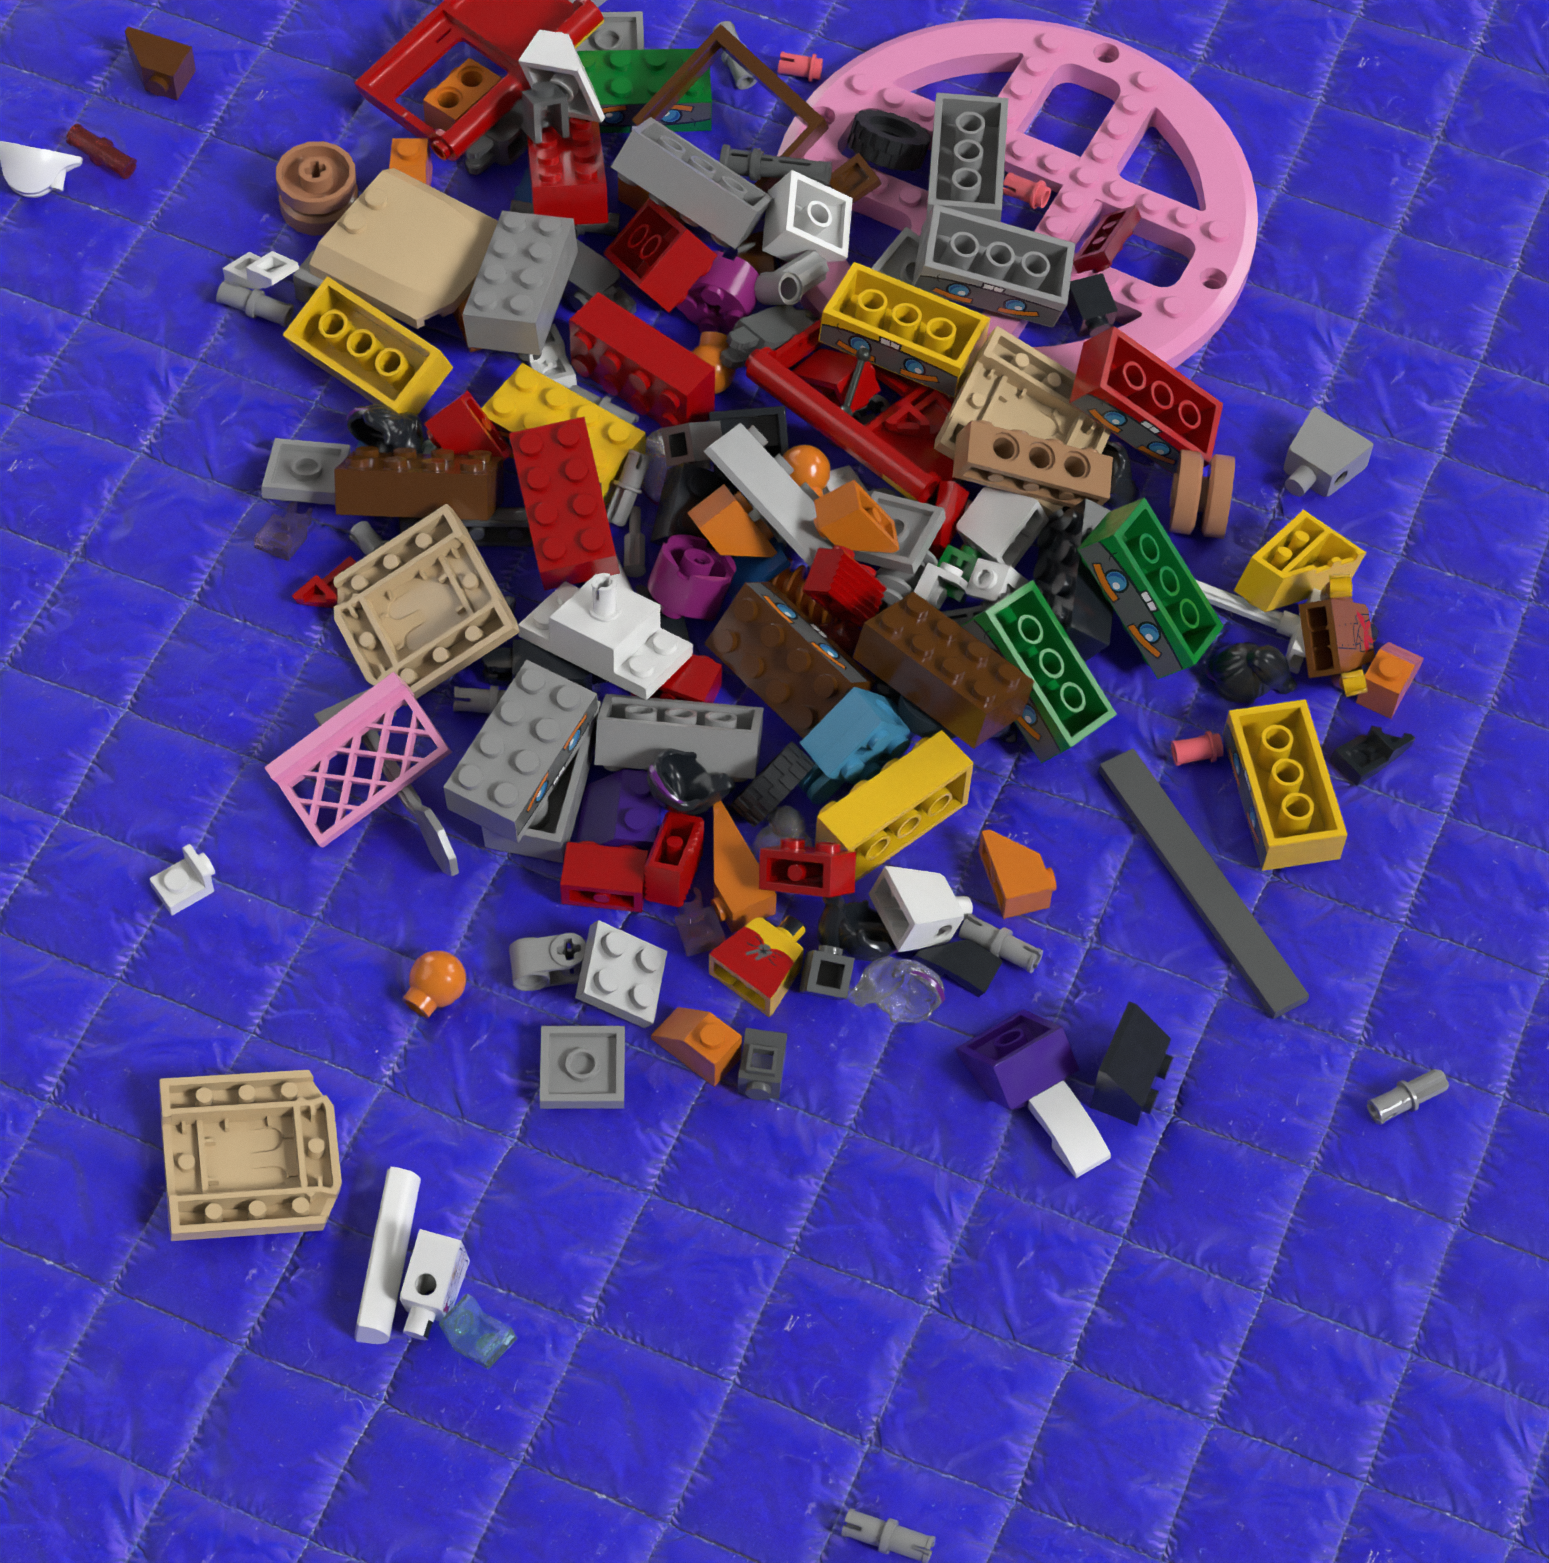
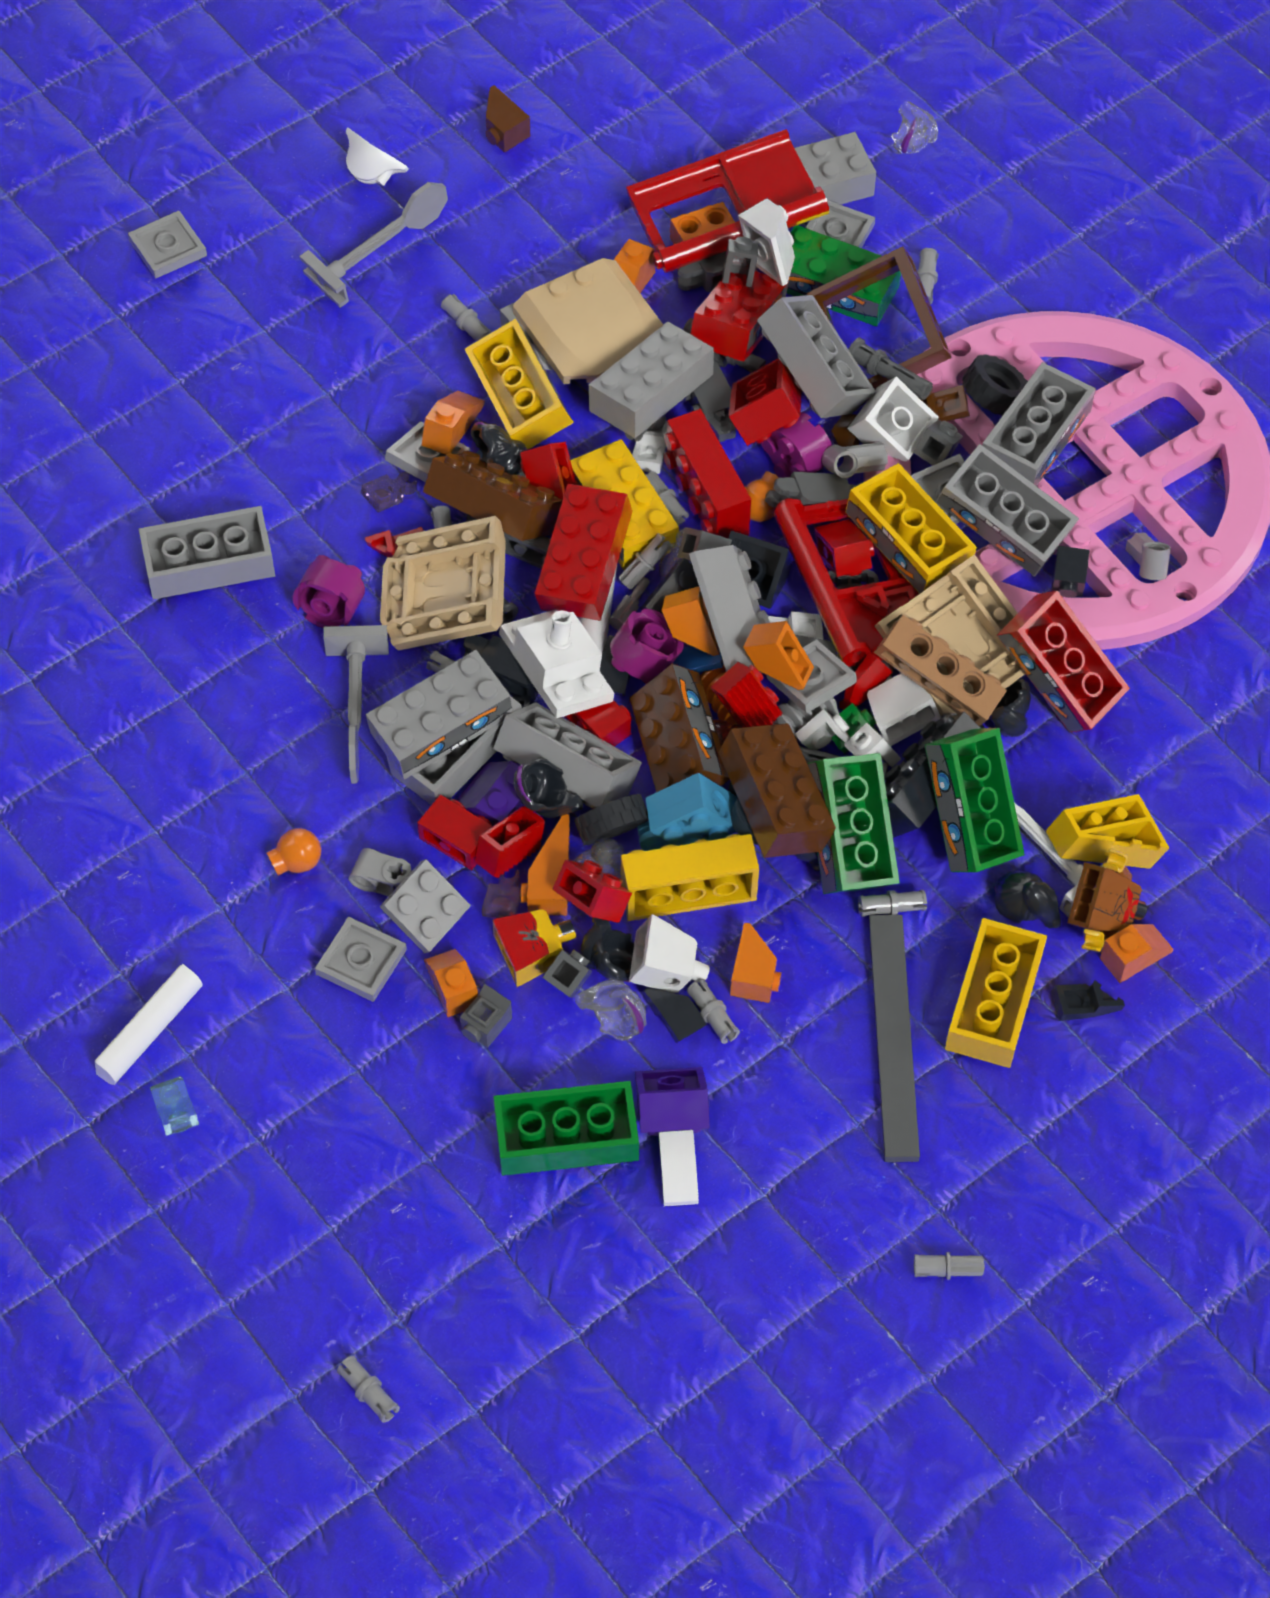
camera: 30 degrees right, 0 degrees up
(65, 319) = (418, 213): none -> light grey piece
(101, 151) = (425, 166): clear red pin -> none
(121, 689) = (207, 552): none -> light grey brick
(184, 881) = (172, 705): white bracket -> none
(248, 1154) = (98, 911): tan wedge -> none
(259, 272) = (480, 296): white slope -> none
(295, 673) = (329, 592): none -> magenta brick
(313, 425) = (449, 421): none -> orange slope
(315, 186) = (556, 248): nougat wheel -> none
(346, 729) = (334, 647): bright pink fence -> none
(435, 1265) = (163, 1056): white torso -> none
(800, 65) = (976, 307): coral pin -> none
(809, 466) = (779, 602): orange piece -> none
(862, 355) = (864, 535): pearl dark grey hinge -> none
(870, 225) = (938, 442): none -> dark grey brick
(928, 1143) = (566, 1128): none -> green brick
(1032, 192) = (1082, 470): coral pin -> none
(1106, 240) = (1115, 528): dark red plate -> none
(1115, 740) = (892, 903): none -> light grey pin
(1132, 1067) = (747, 1143): black slope -> none
(1156, 255) = (1150, 555): none -> light grey piece
(1196, 749) = (951, 937): coral pin -> none
(1197, 493) = (1068, 748): nougat wheel -> none
(1324, 455) = (1189, 762): light grey torso -> none

